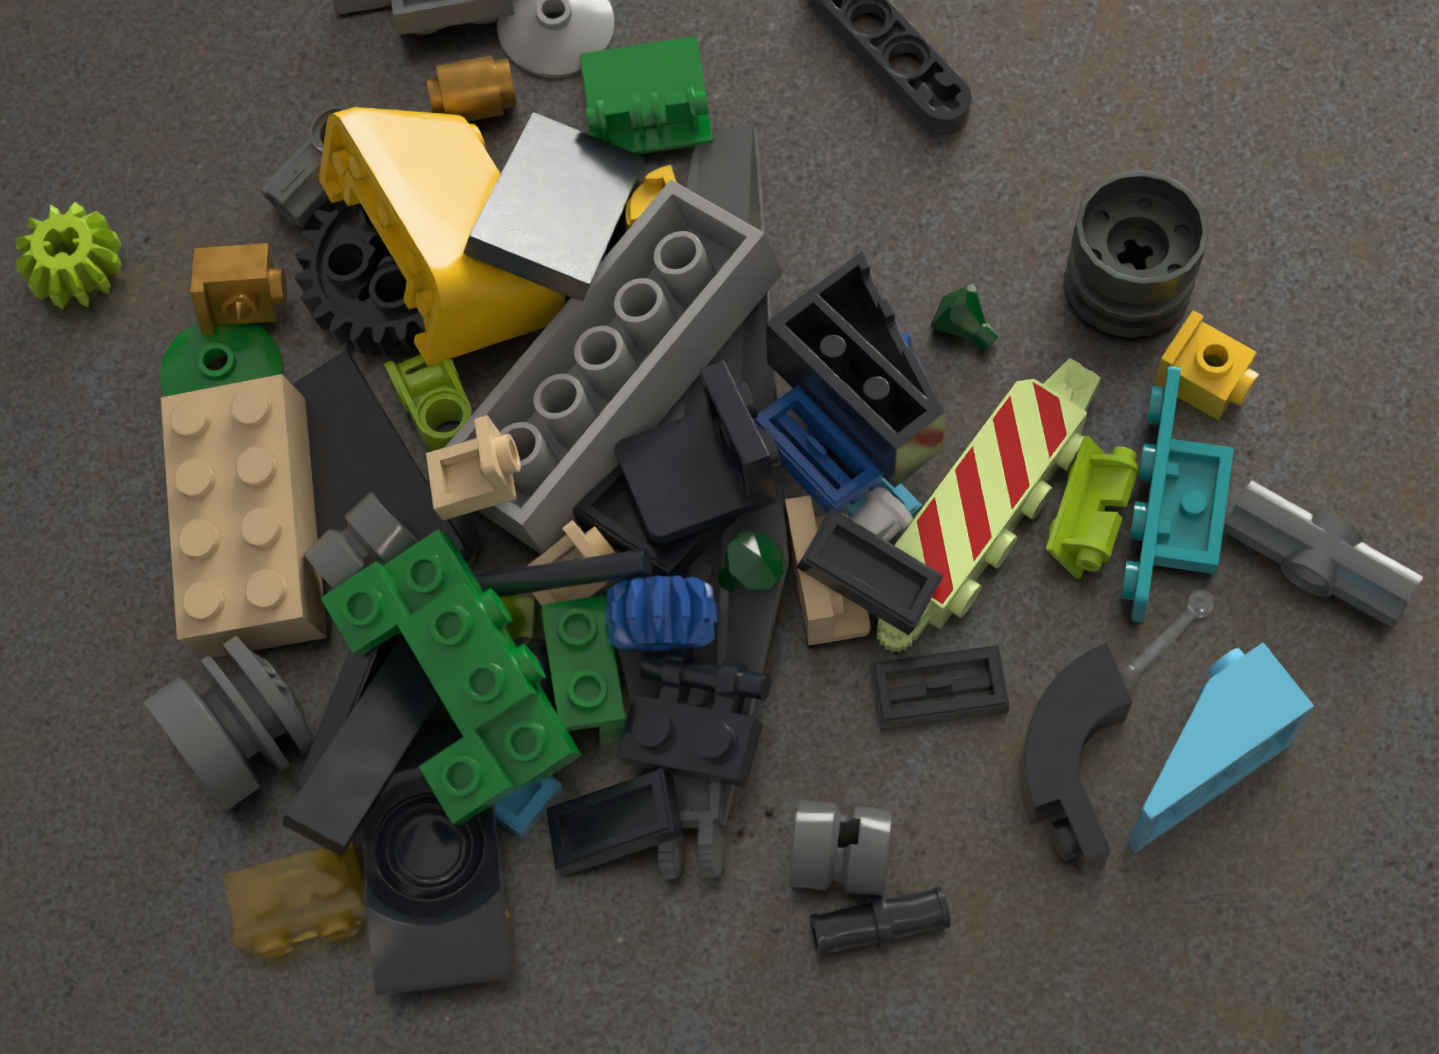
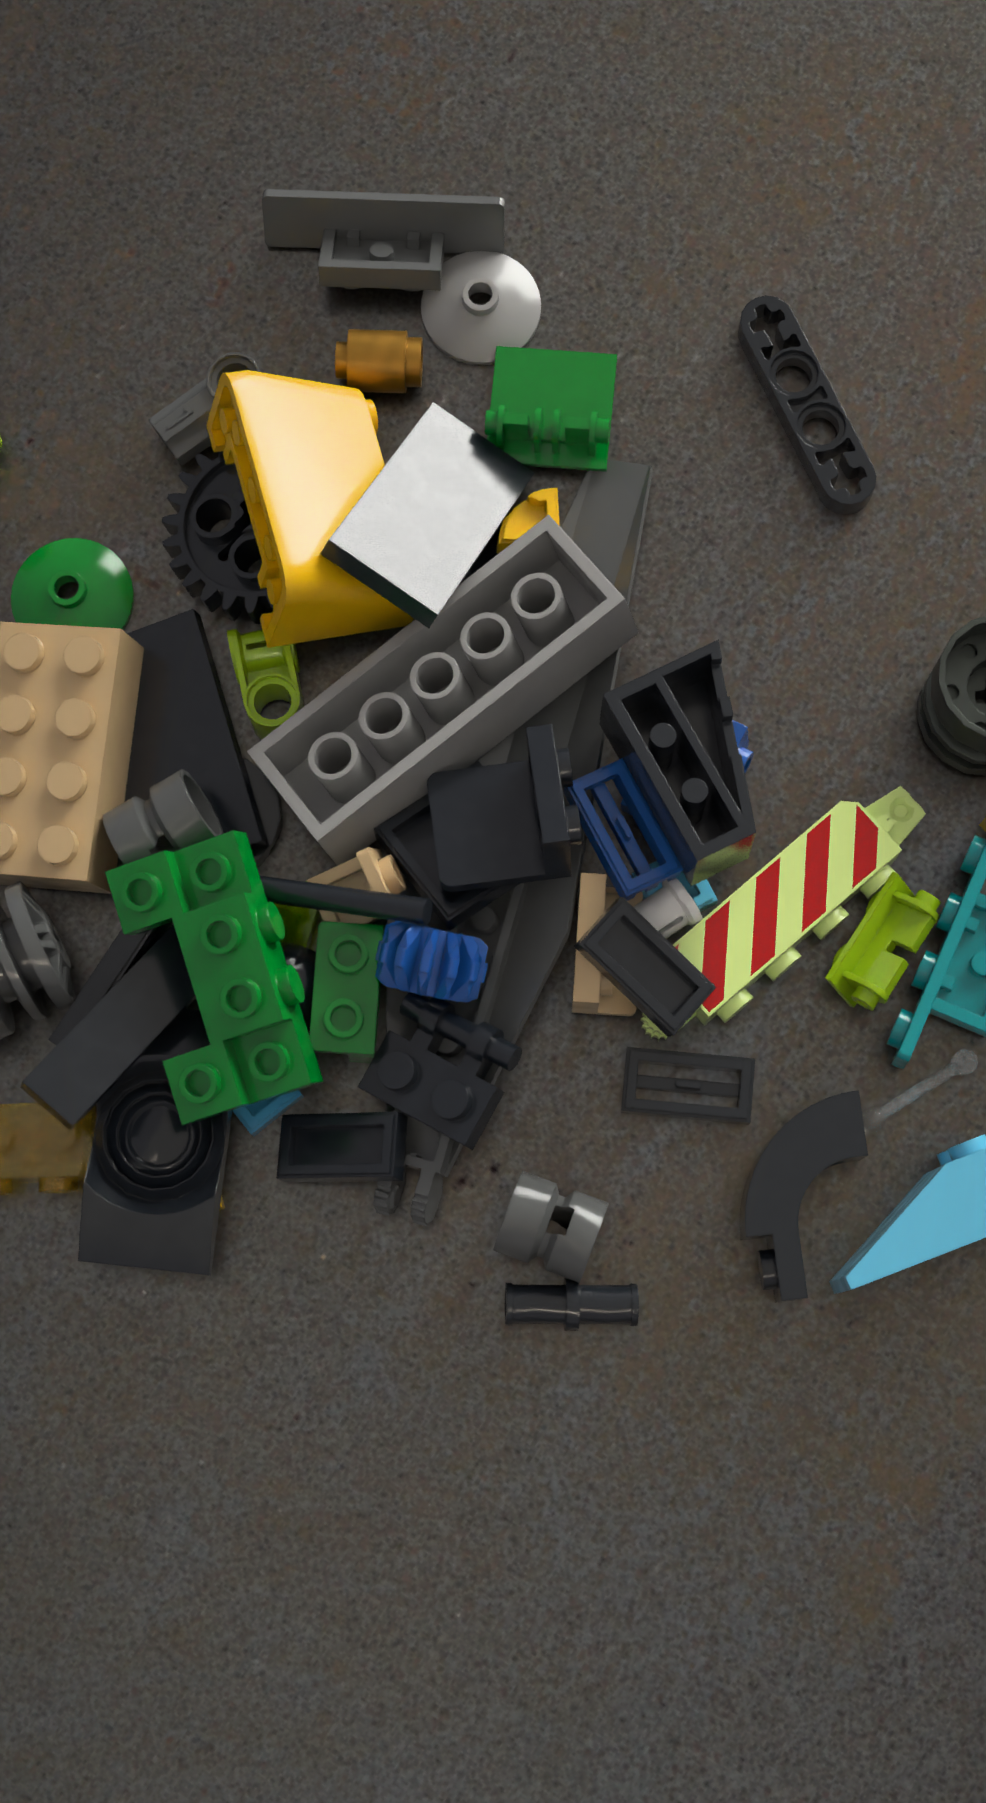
camera: 15 degrees right, 10 degrees up
(236, 286) = (102, 516): pearl gold brick -> none
(473, 472) = (281, 778): tan bracket -> none
(751, 563) = (532, 931): dark green rock -> none
(963, 316) = (808, 714): dark green rock -> none

